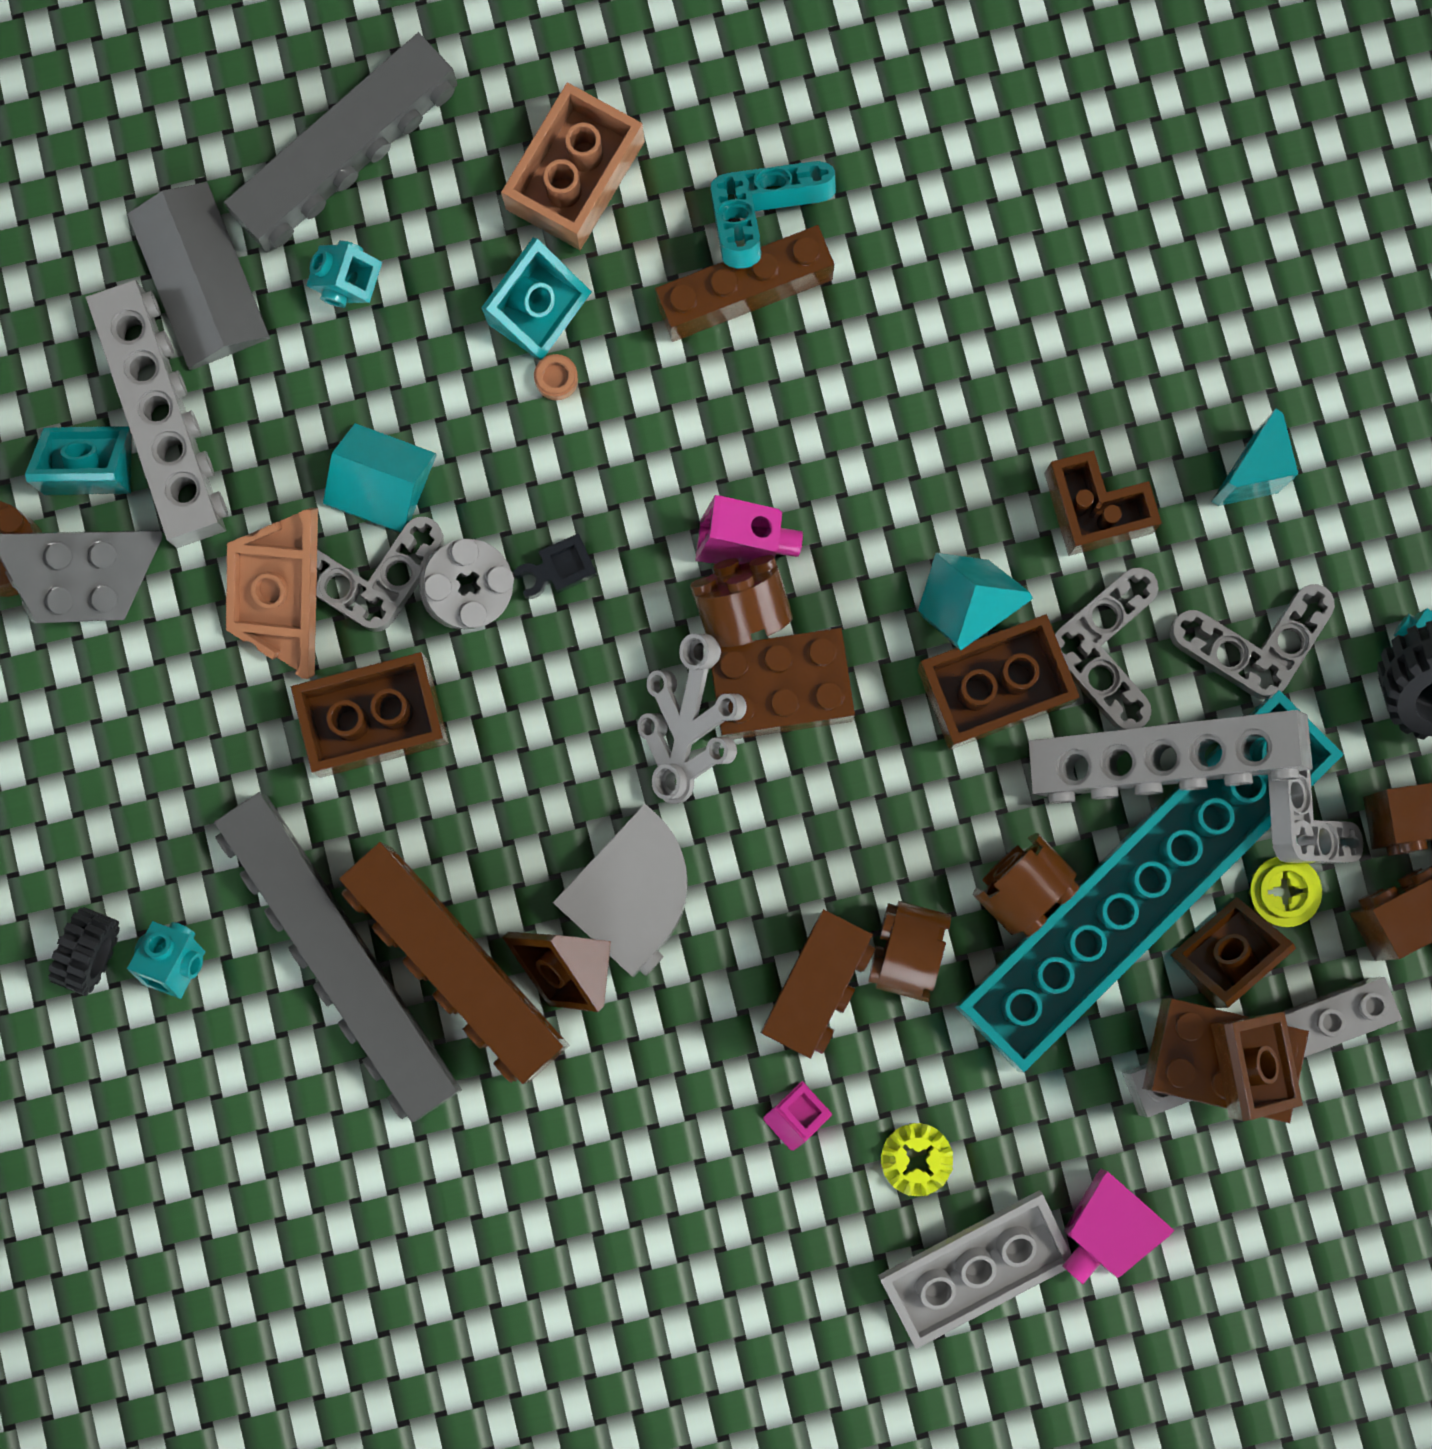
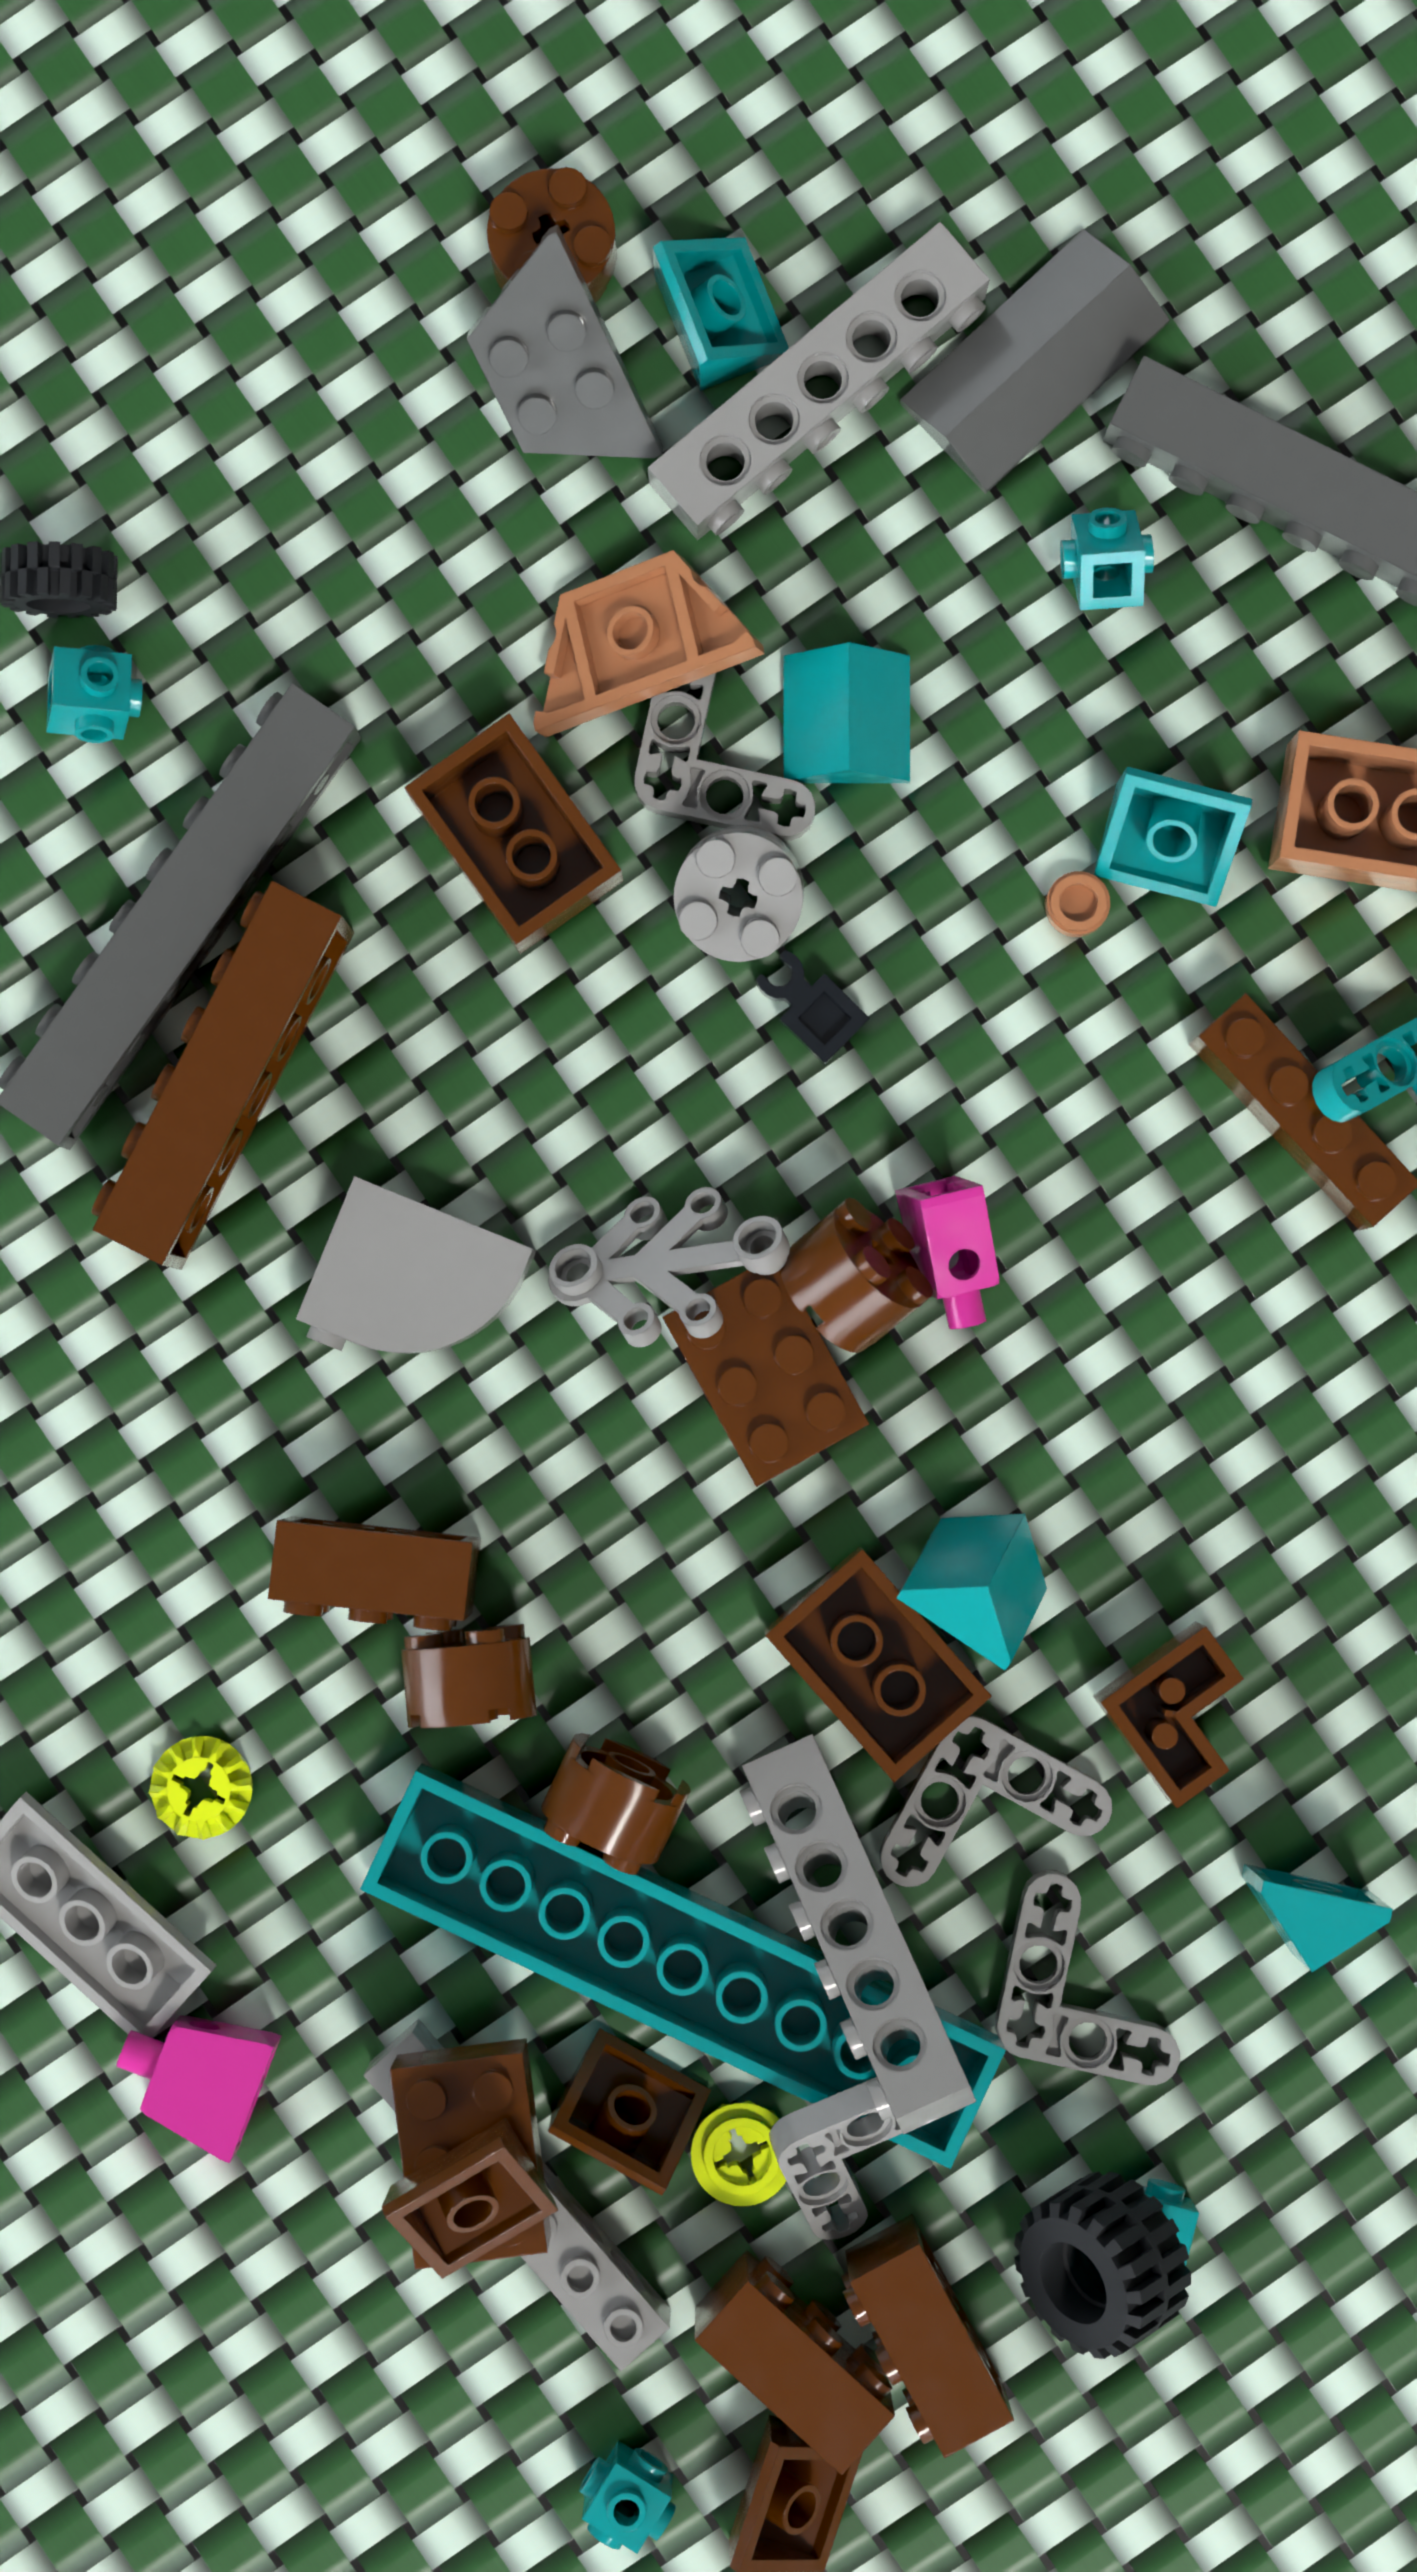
camera: 70 degrees right, 5 degrees up
(564, 968) = (274, 1224): reddish brown slope -> none
(797, 1116) = (199, 1607): dark pink slope -> none

